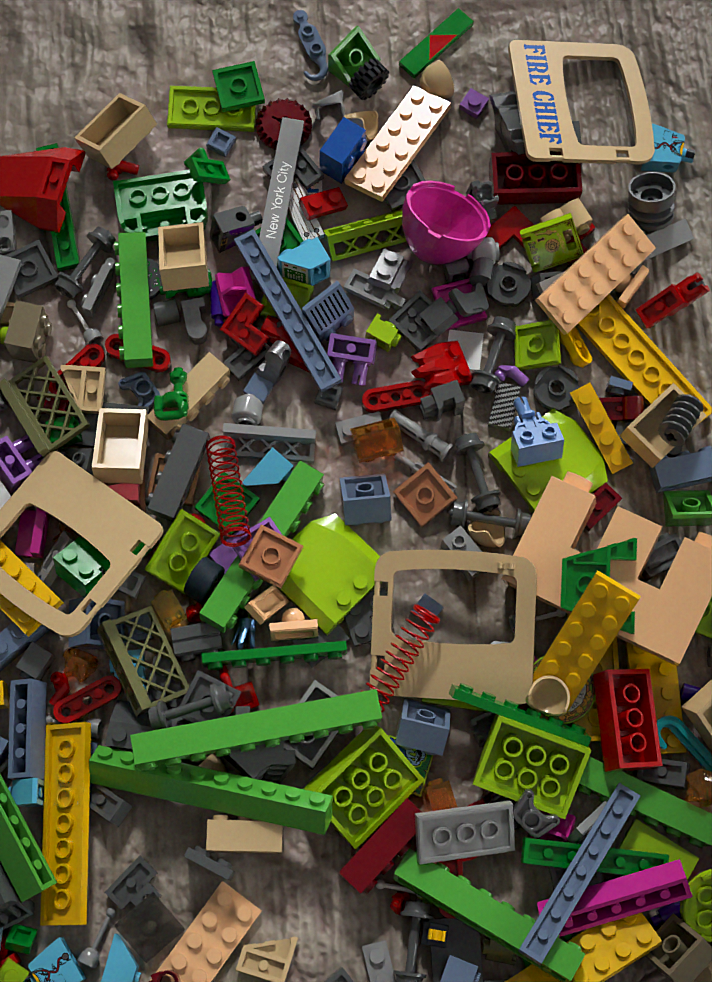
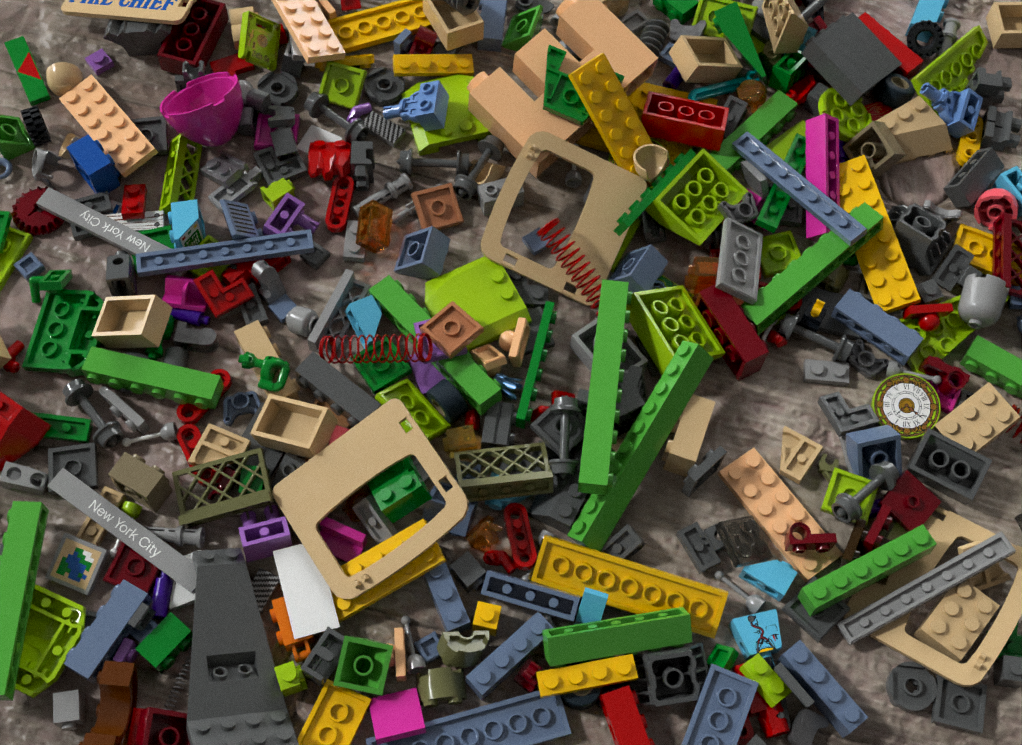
camera: 70 degrees left, 10 degrees down
(508, 877) = (777, 253): none -> lime tile

